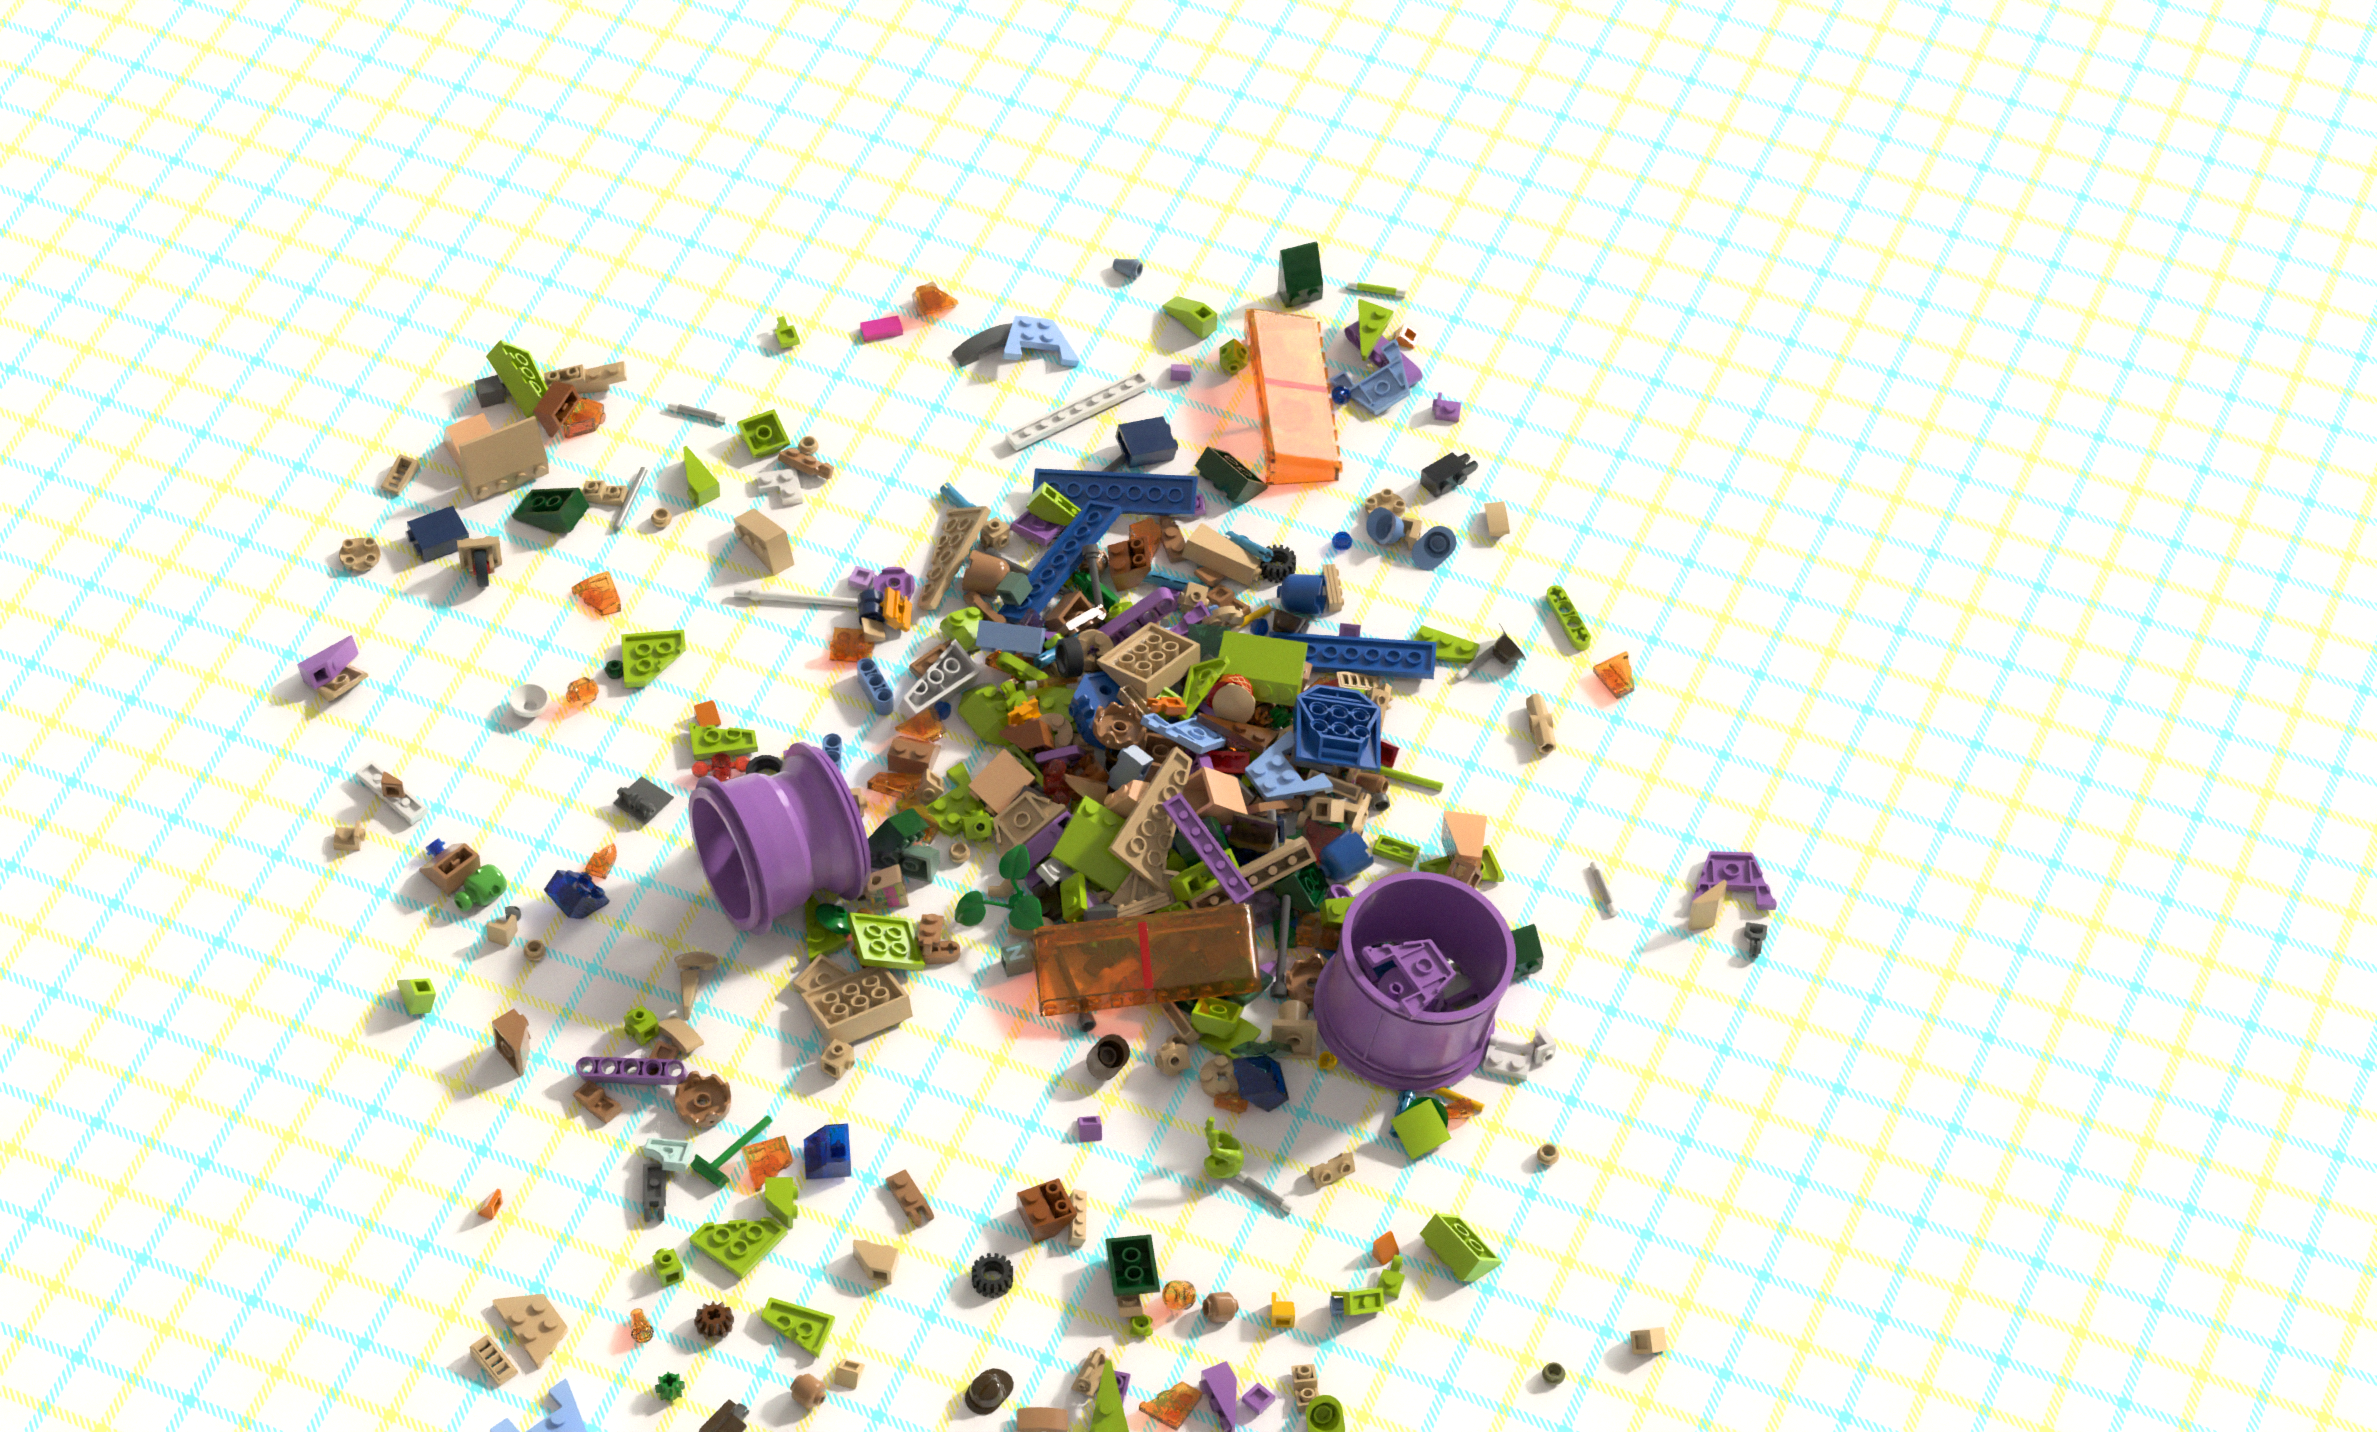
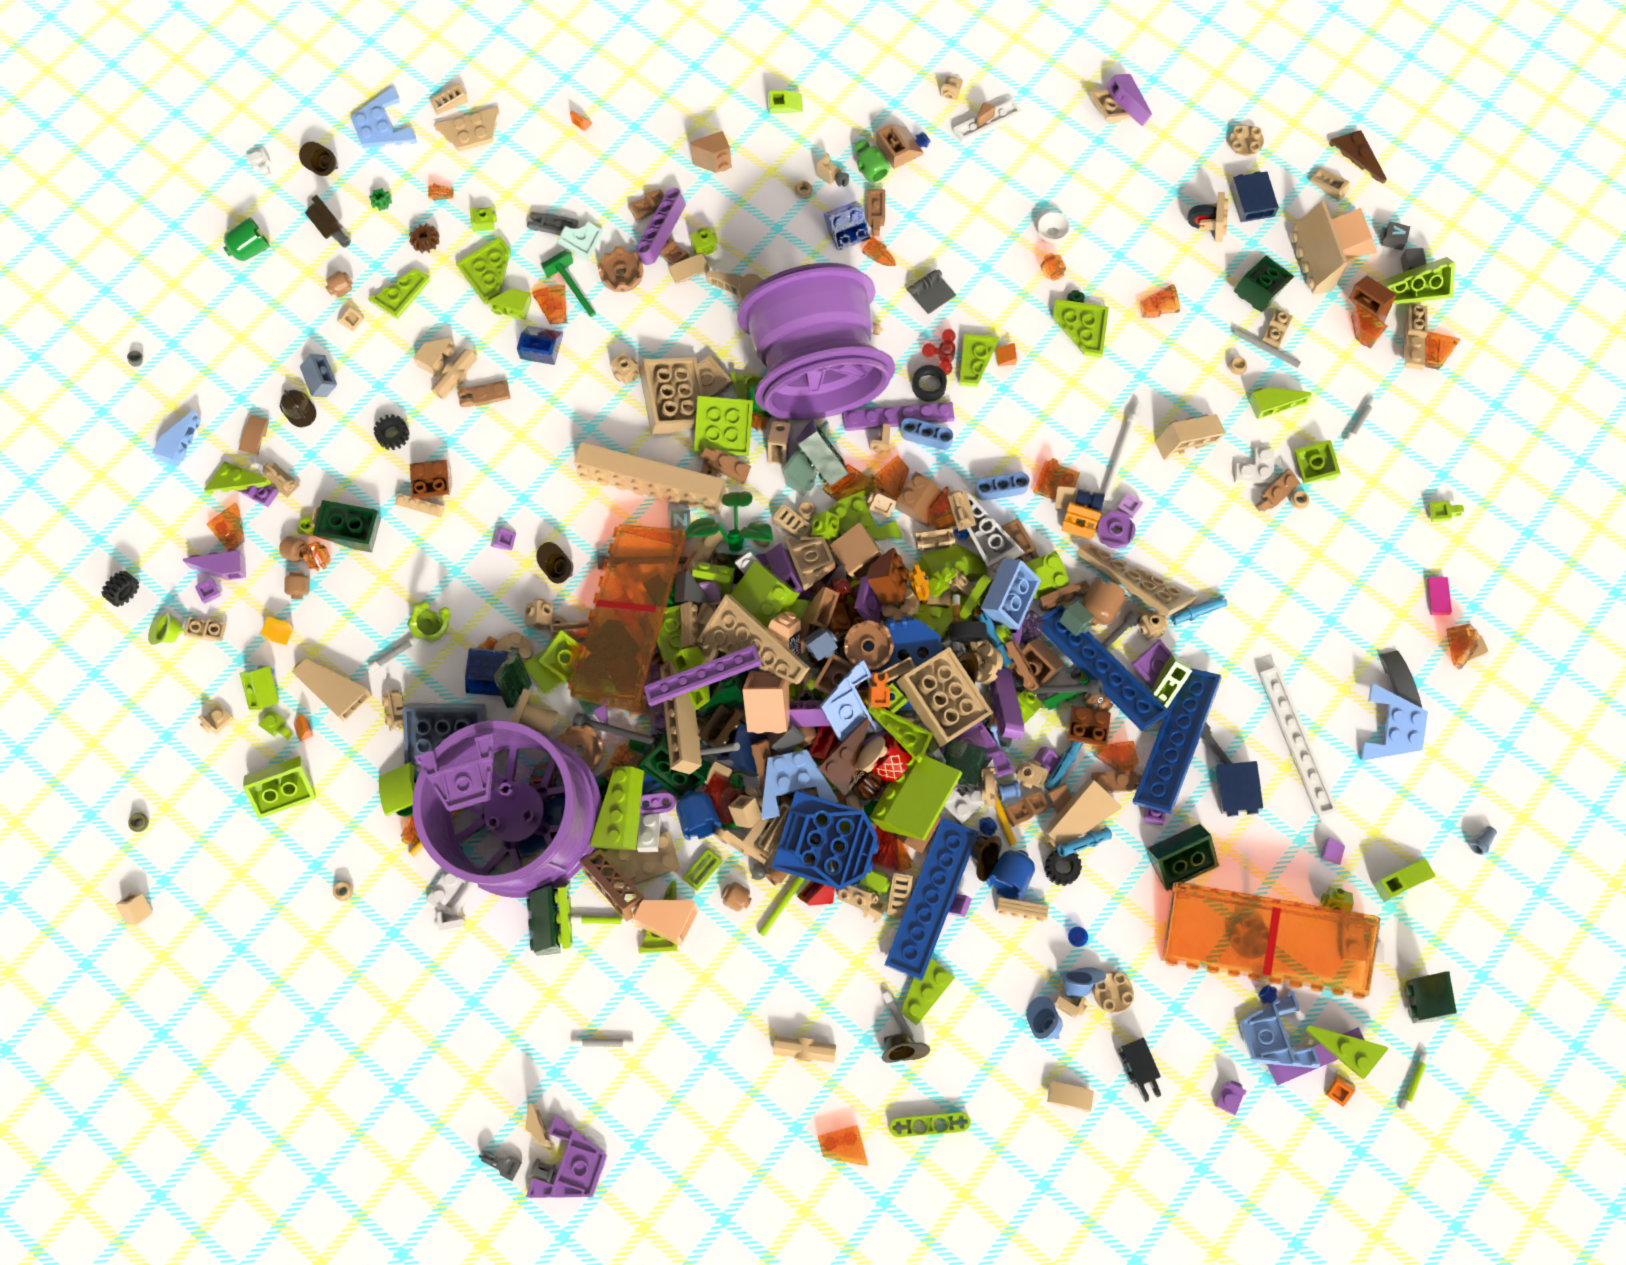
camera: 110 degrees right, 20 degrees up
(349, 458) = (1360, 153): none -> reddish brown wing
(458, 408) = (1395, 235): none -> dark grey brick
(542, 871) = (876, 209): none -> medium nougat hinge
(594, 357) = (1438, 349): none -> clear orange wing
(894, 1233) = (454, 374): none -> tan piece
(926, 698) = (961, 509): none -> tan hinge
(944, 1369) = (318, 375): none -> sand blue brick
(961, 736) = (934, 539): none -> tan hinge
(975, 874) = (796, 518): none -> tan slope
(975, 993) = (650, 478): none -> tan brick
(1176, 1325) = (292, 548): none -> medium nougat head
(1332, 1231) = (334, 690): none -> tan slope
(1339, 1110) = (431, 723): none -> sand blue slope
(1408, 1339) = (215, 720): none -> tan bracket
(1414, 810) = (736, 896): none -> medium nougat head
(1746, 899) = (543, 1170): none -> dark grey bush

